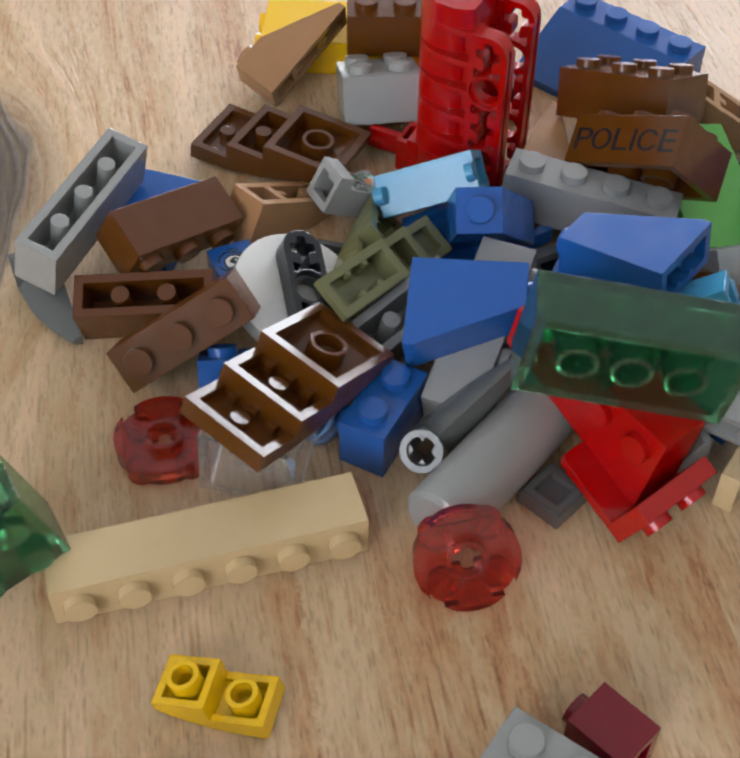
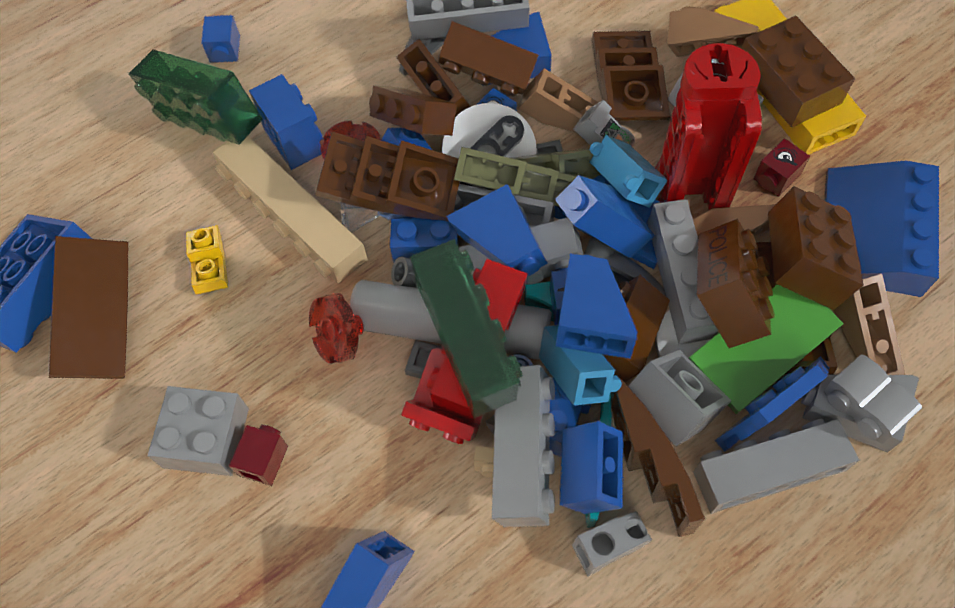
camera: 65 degrees right, 15 degrees up
(77, 471) = (288, 121): none -> blue brick

